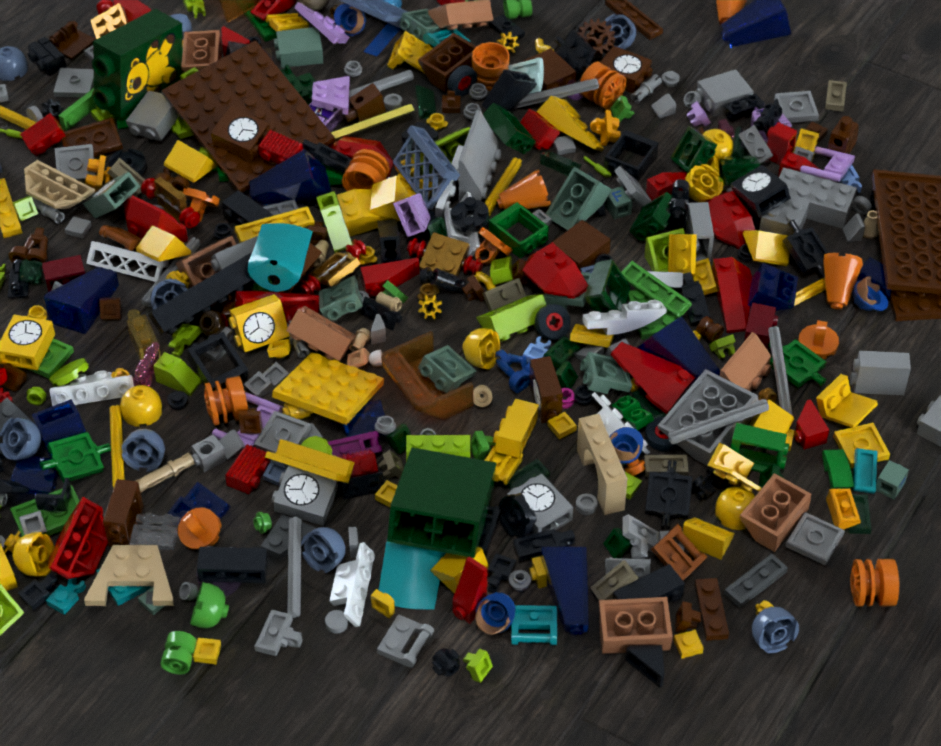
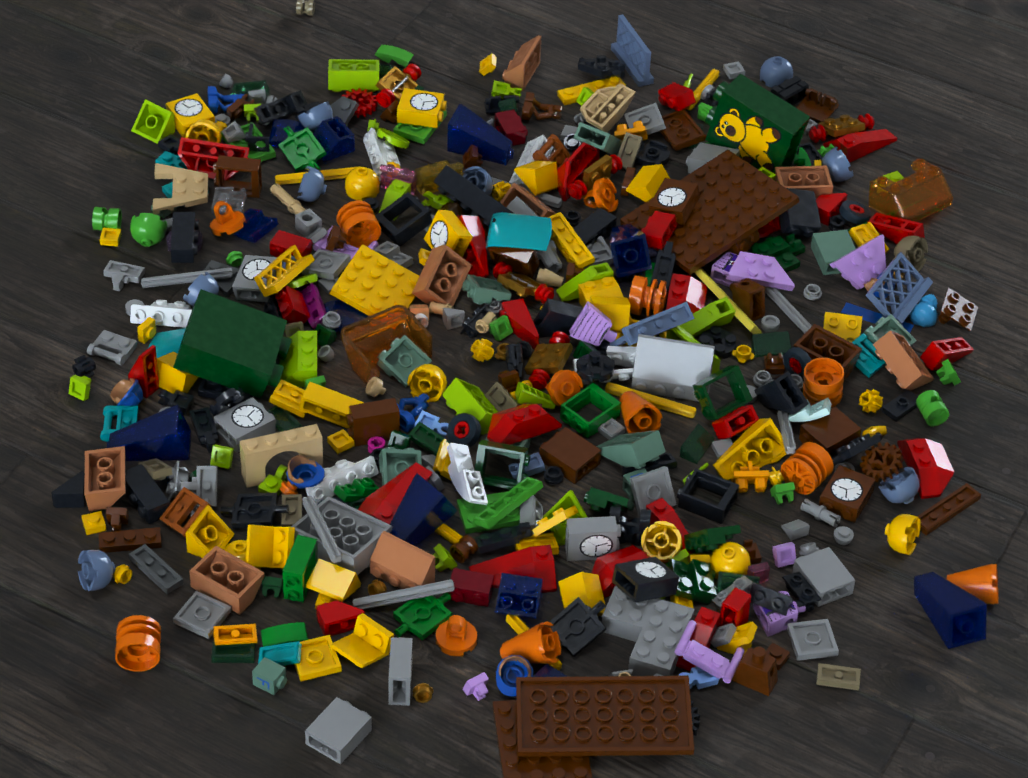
camera: 85 degrees right, 5 degrees down
(94, 224) = (571, 143): none -> plate
(245, 27) = (855, 212): none -> black bush
(390, 133) = (714, 314): none -> lime slope
(574, 16) = (929, 463): none -> red wedge
(588, 526) = (221, 456): none -> lime tile
(601, 111) = (775, 477): none -> yellow plate
(677, 36) = (902, 533): none -> yellow cylinder
(880, 325) = (477, 686): none -> lavender tile

